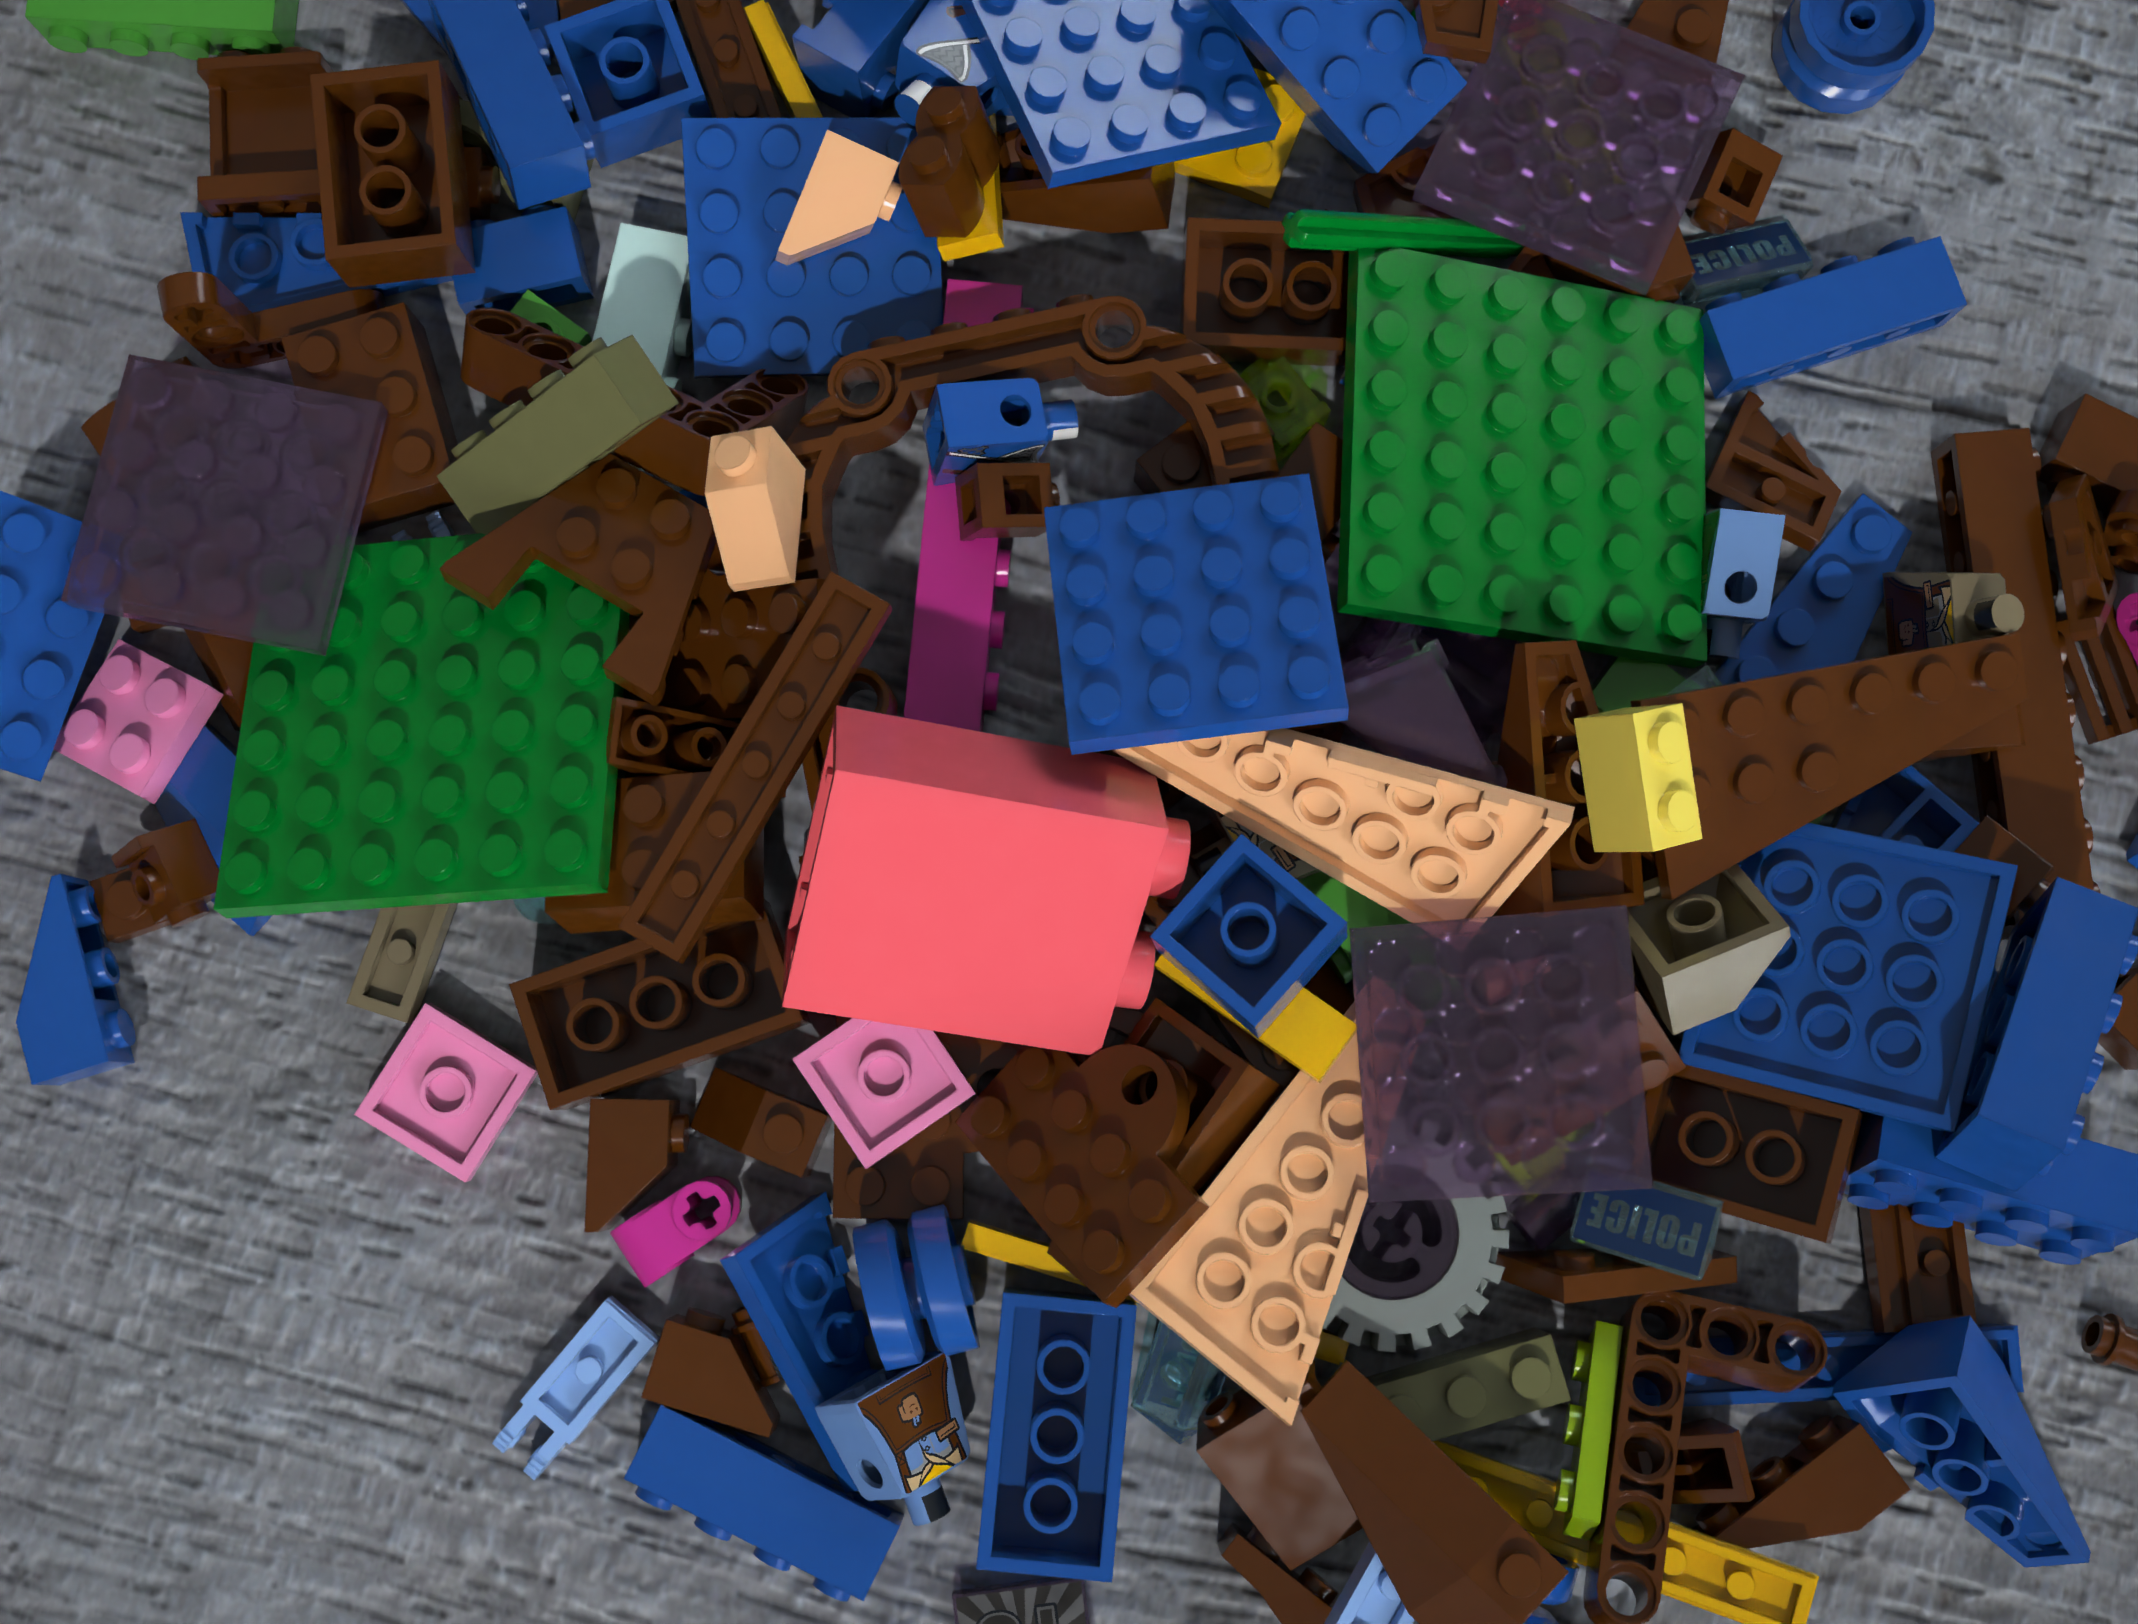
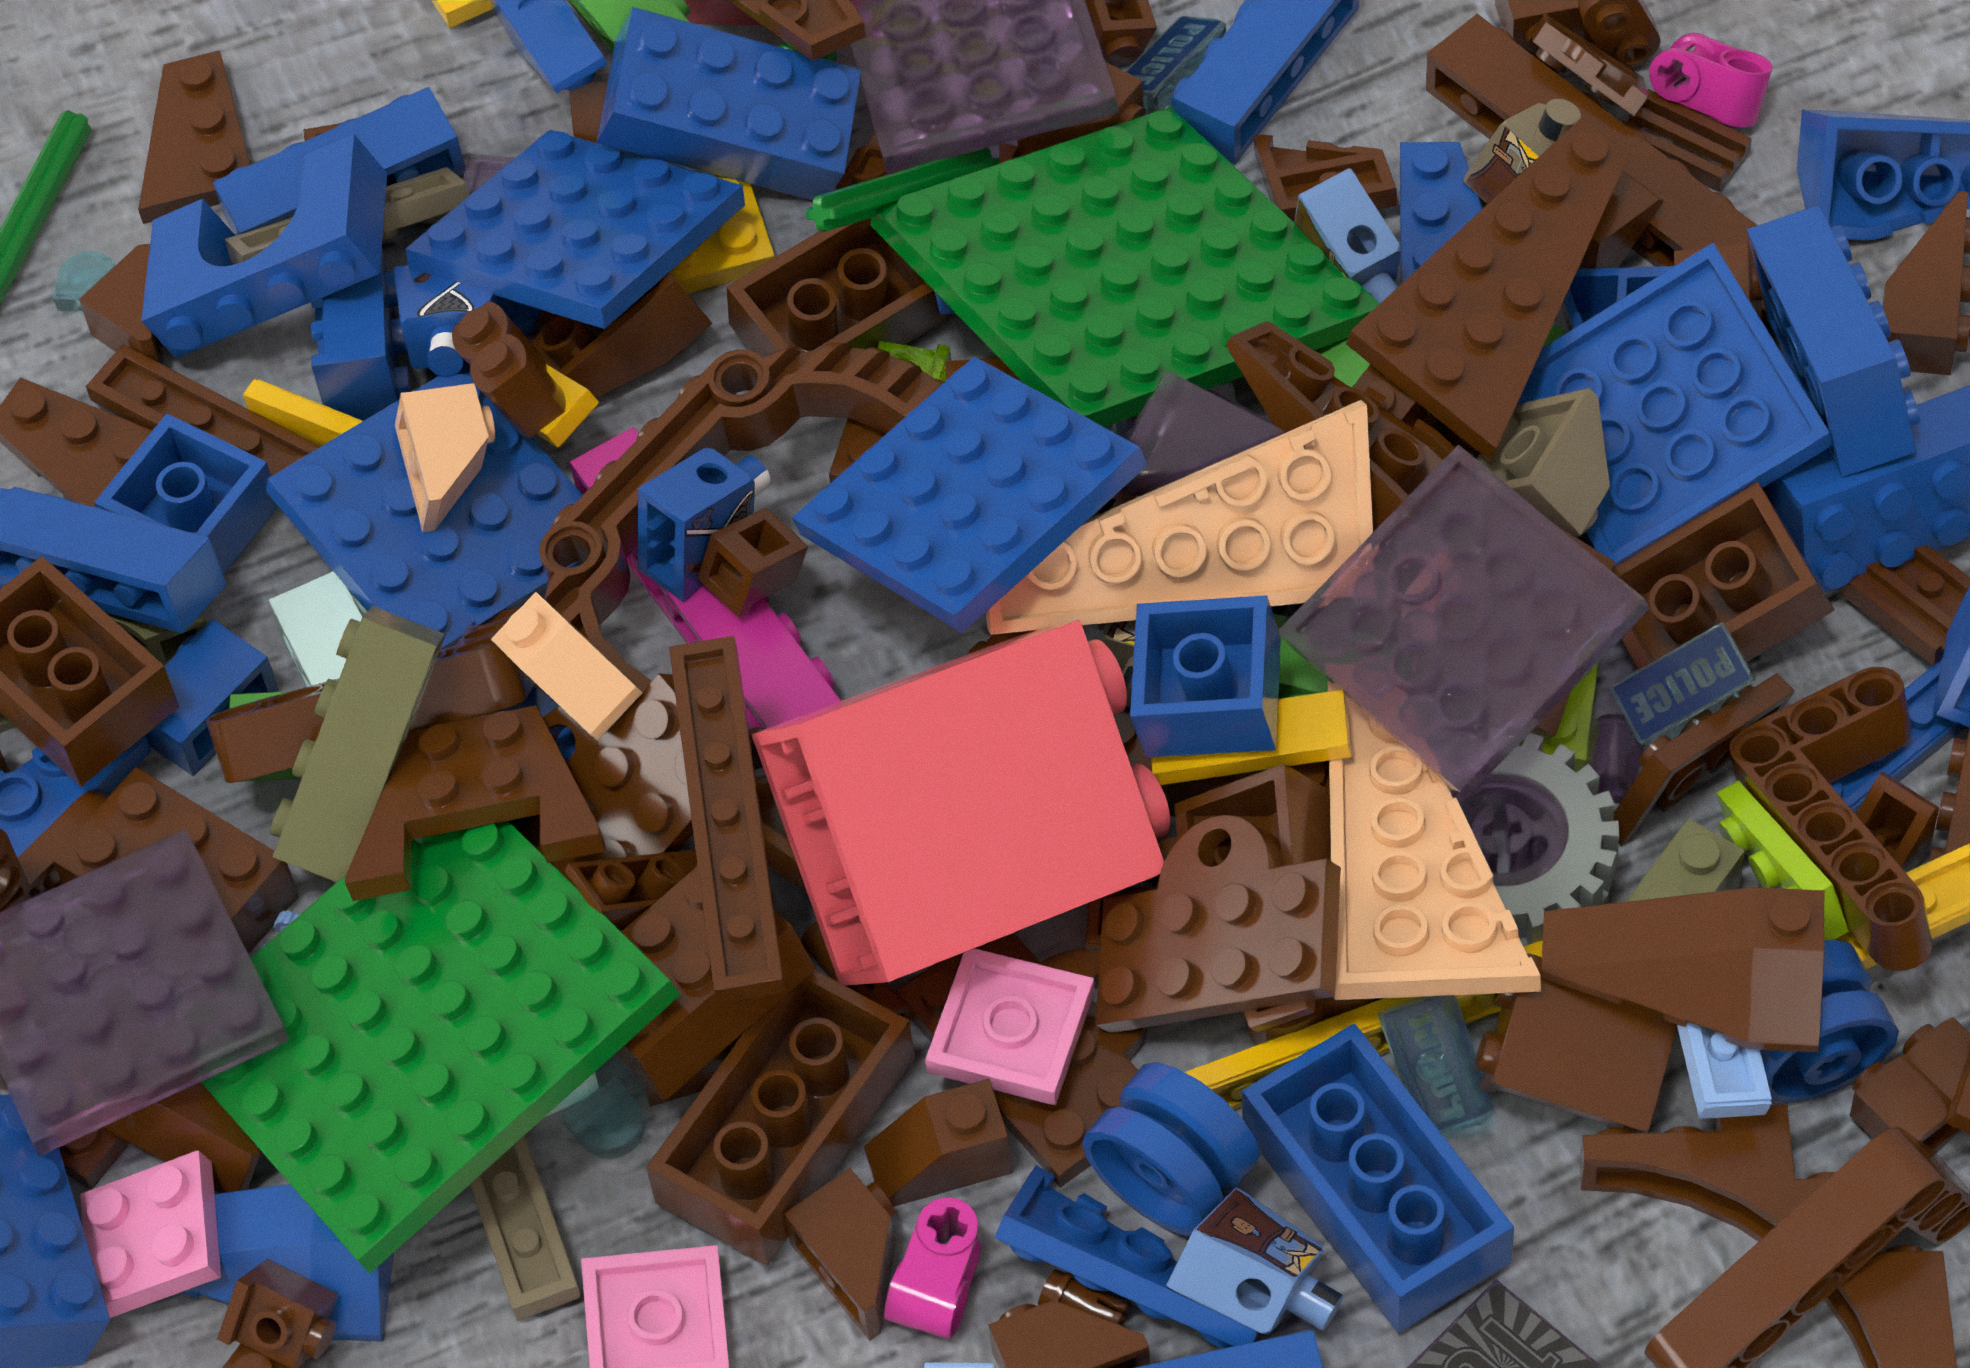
camera: 30 degrees left, 25 degrees down
(1638, 778) = (1395, 371): light yellow brick -> none

